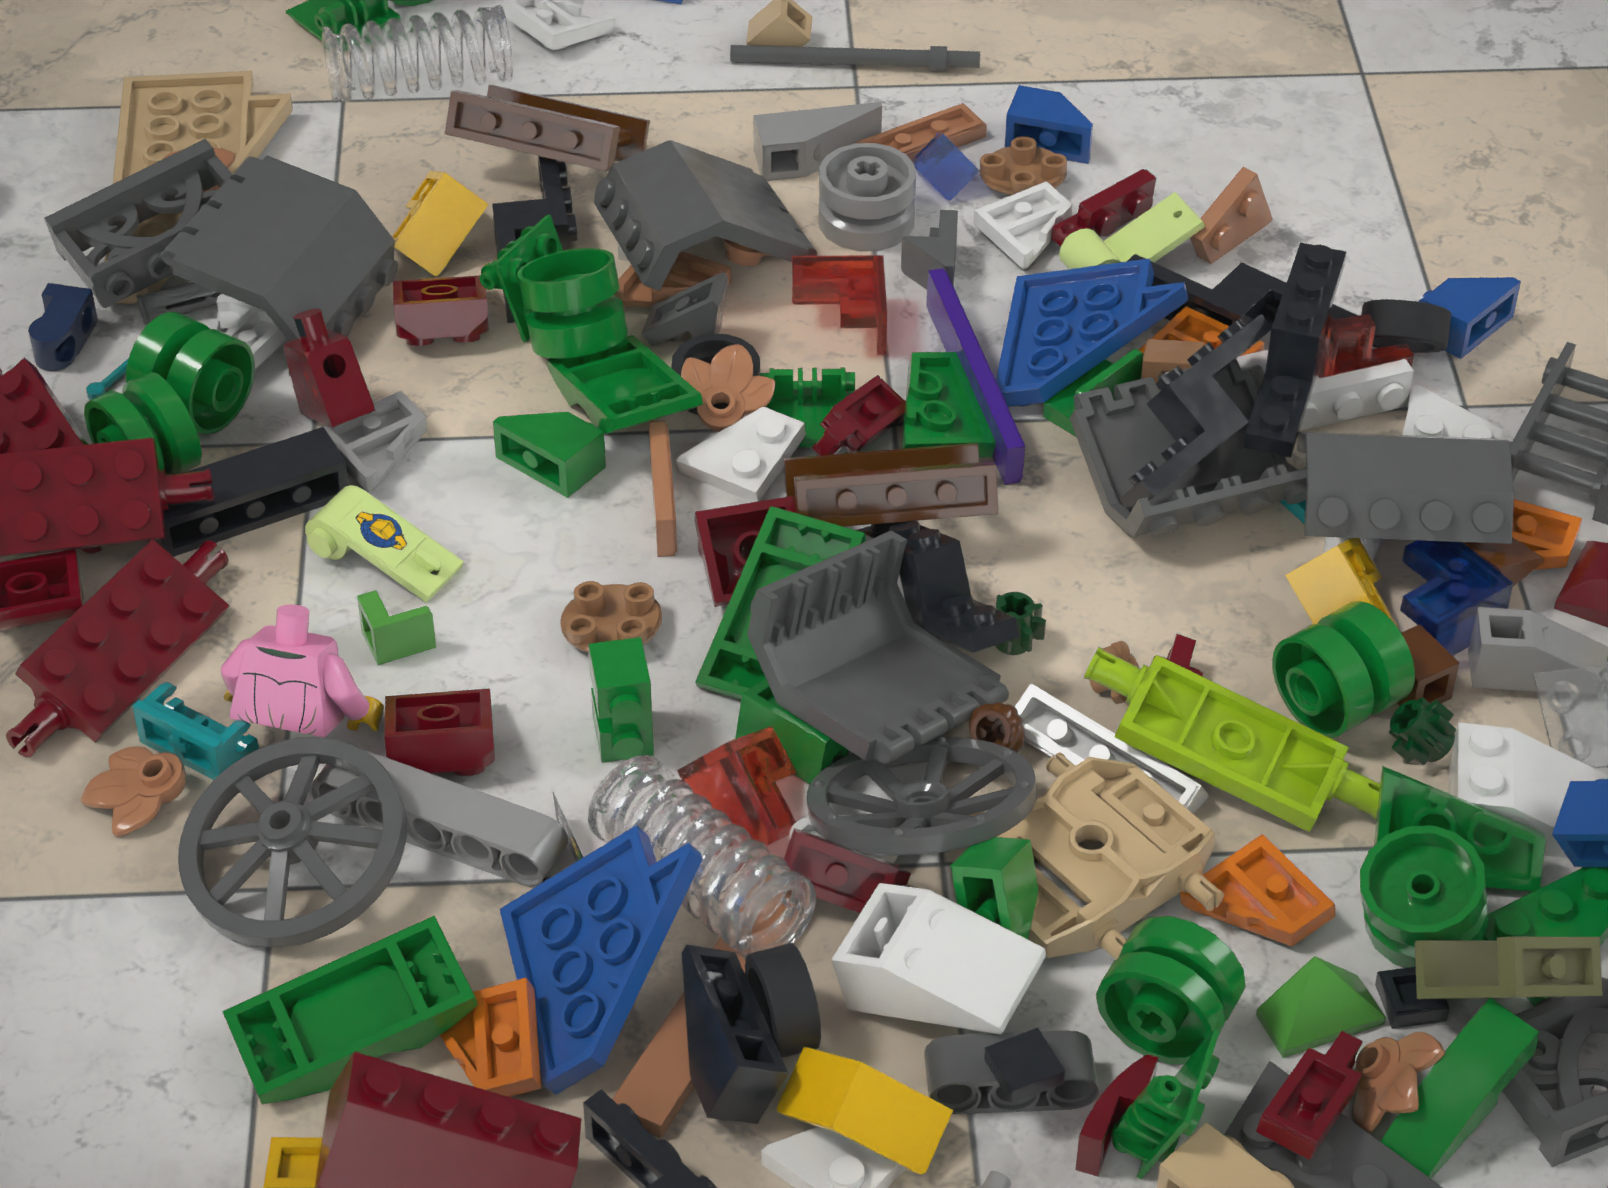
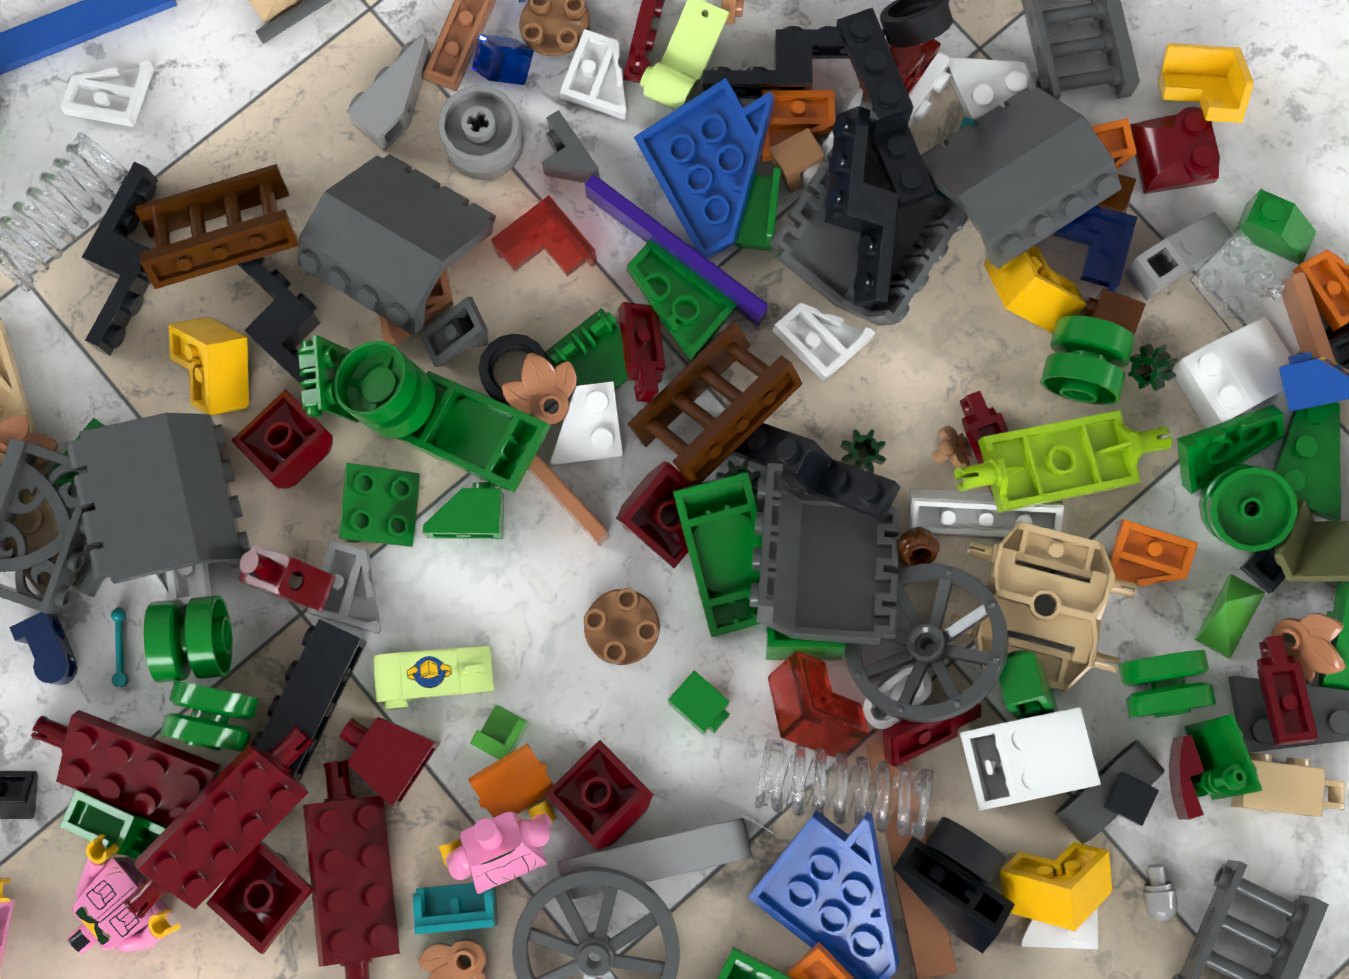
camera: 35 degrees left, 35 degrees up
(270, 571) = (387, 756): none -> dark red torso
(373, 653) = (512, 782): none -> orange piece
(424, 135) = (120, 258): none -> black bracket
(471, 393) = (378, 505): none -> green hinge
(1061, 520) = (820, 339): none -> white wing

